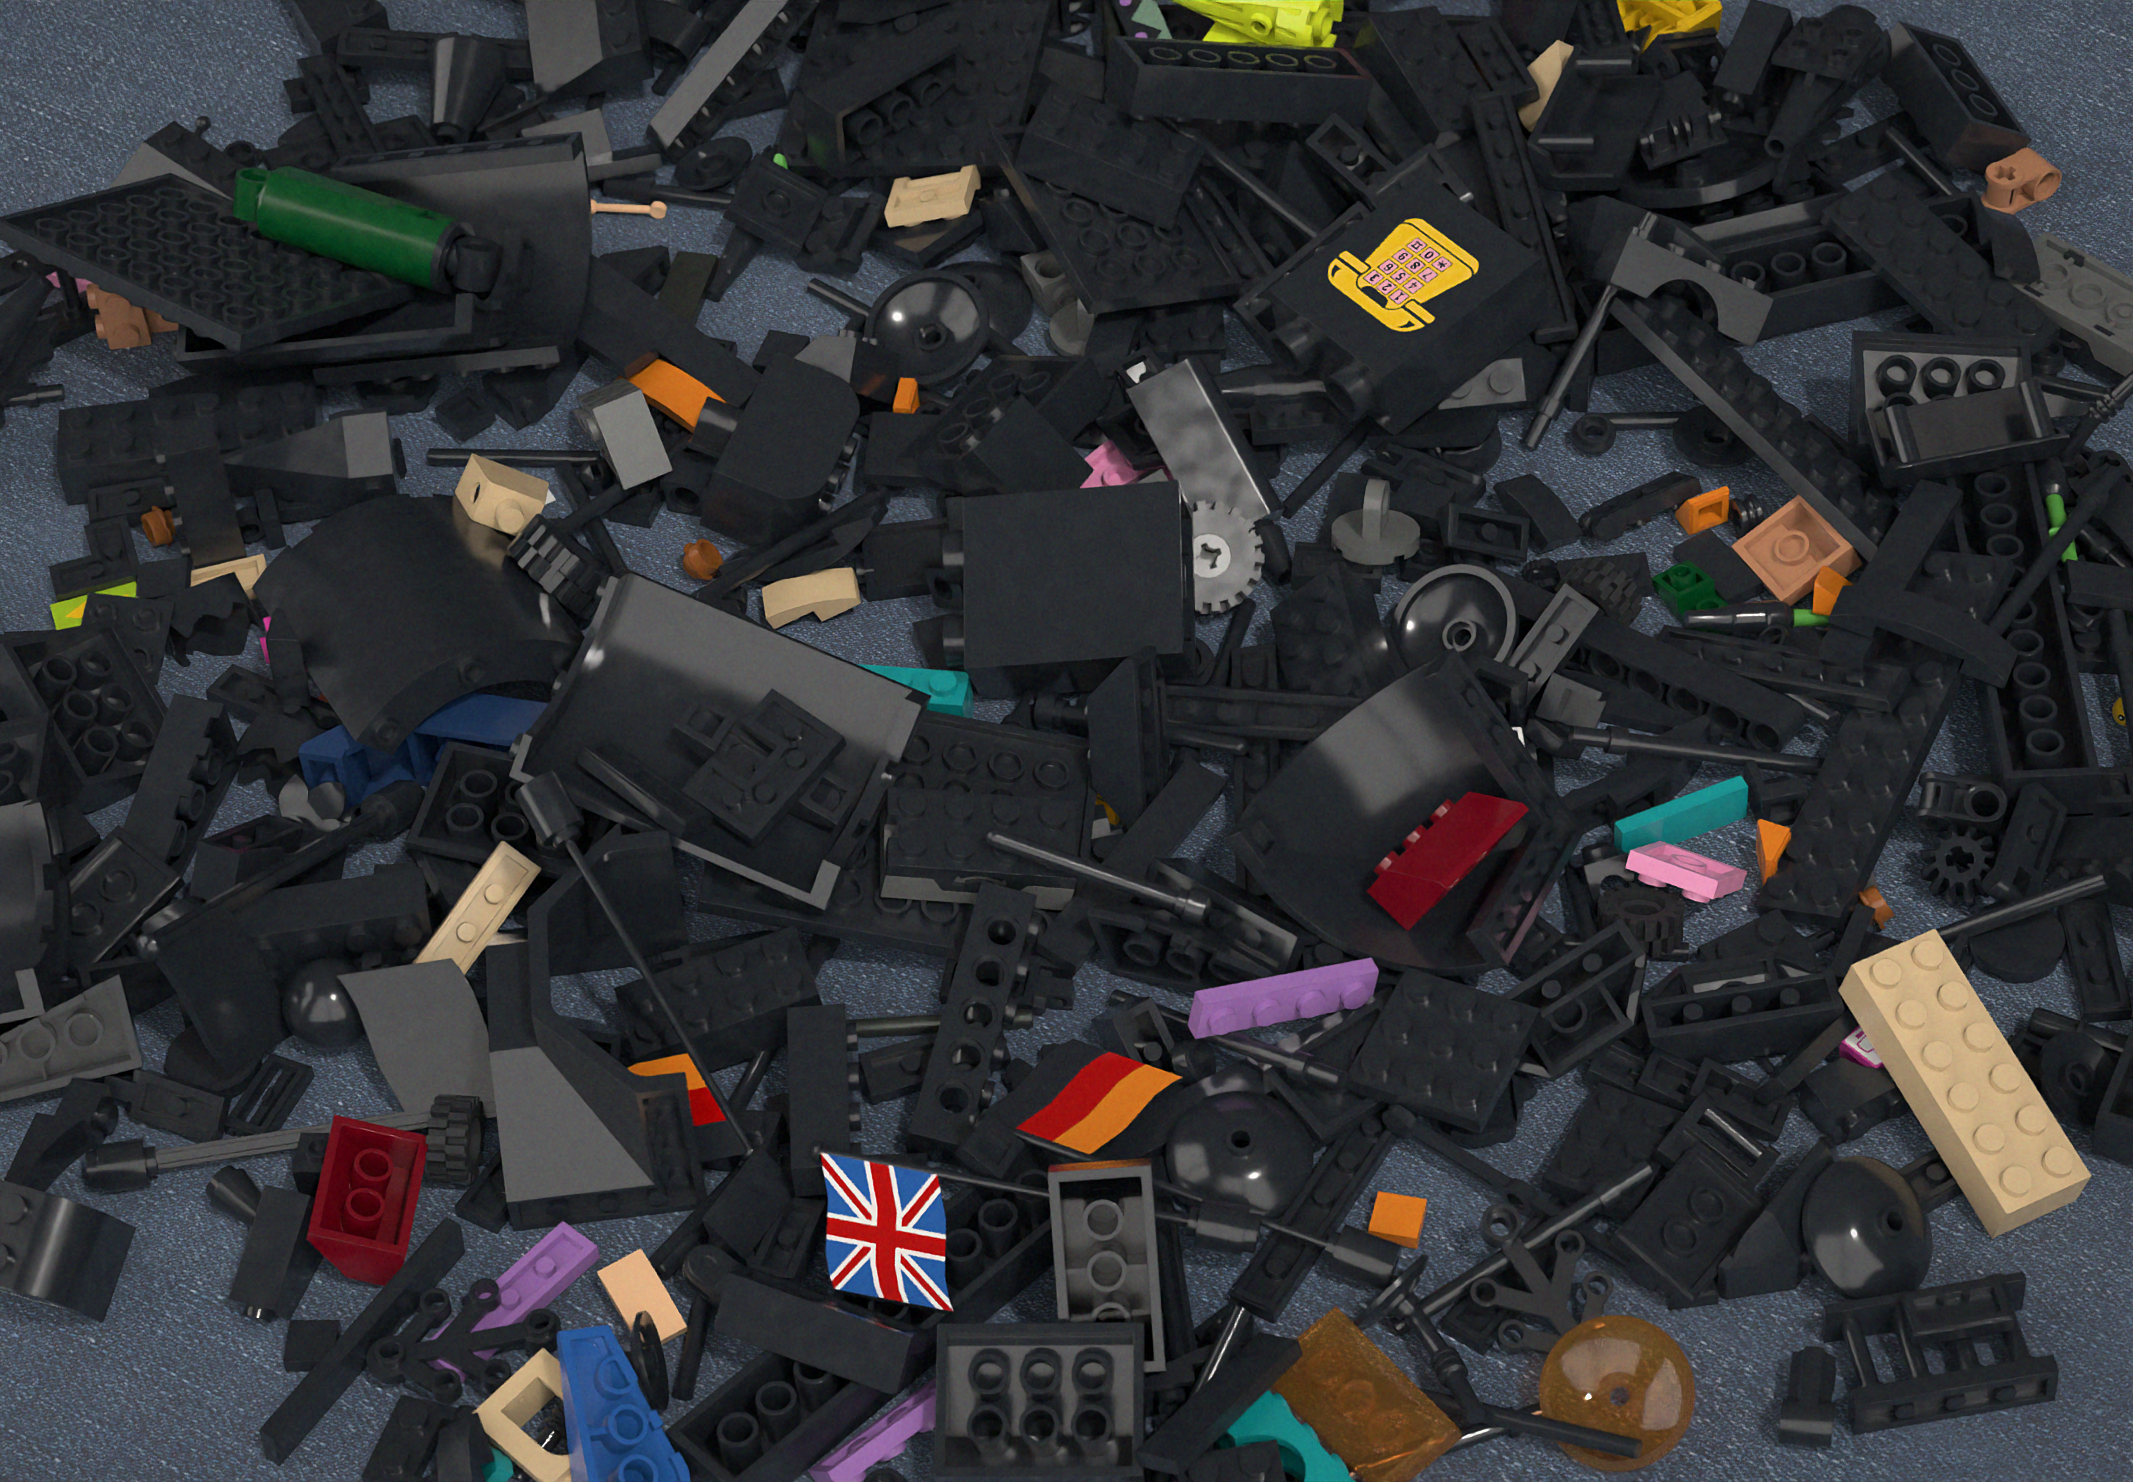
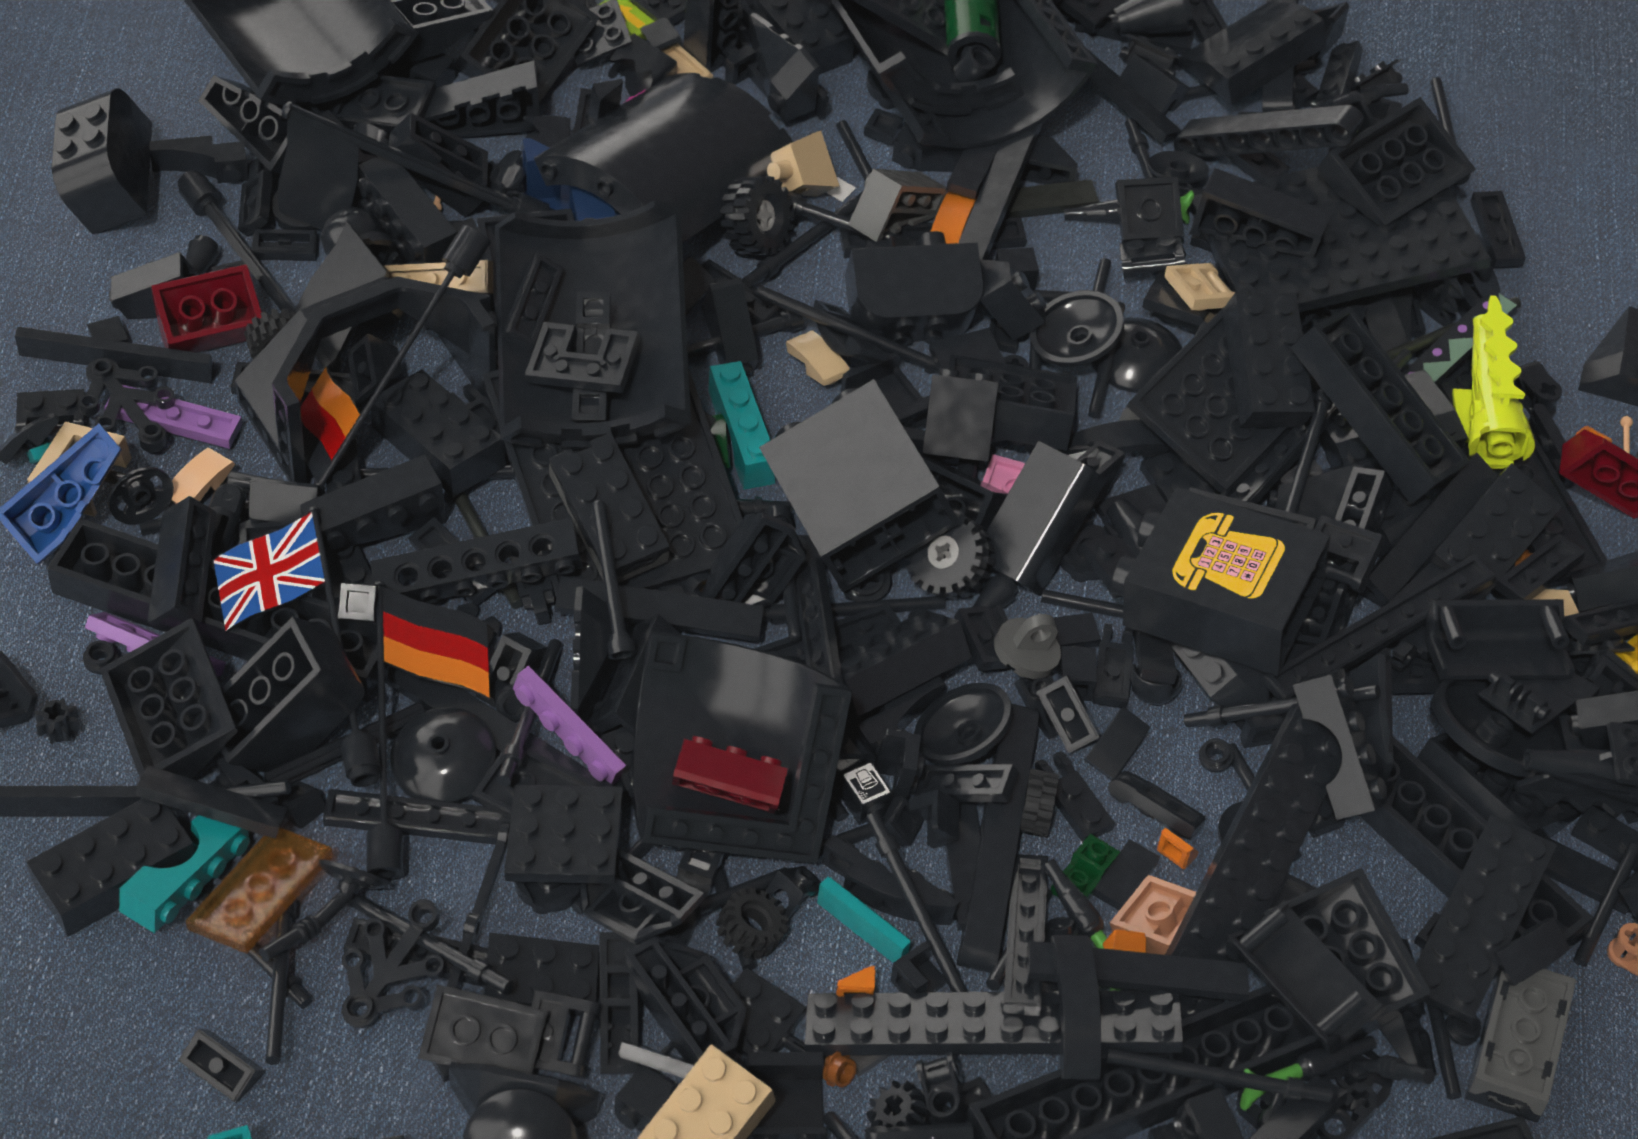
camera: 55 degrees right, 5 degrees up
(656, 210) = (1108, 122): light nougat hinge -> none
(701, 559) = (827, 286): dark orange plate -> none
(906, 397) = (1016, 344): orange tile -> none
(1398, 1218) = (433, 865): orange tile -> none
(1612, 1355) = (321, 1033): clear orange dish -> none
(1696, 874) = (809, 936): bright pink plate -> none
(1745, 514) = (1185, 874): black bush -> none

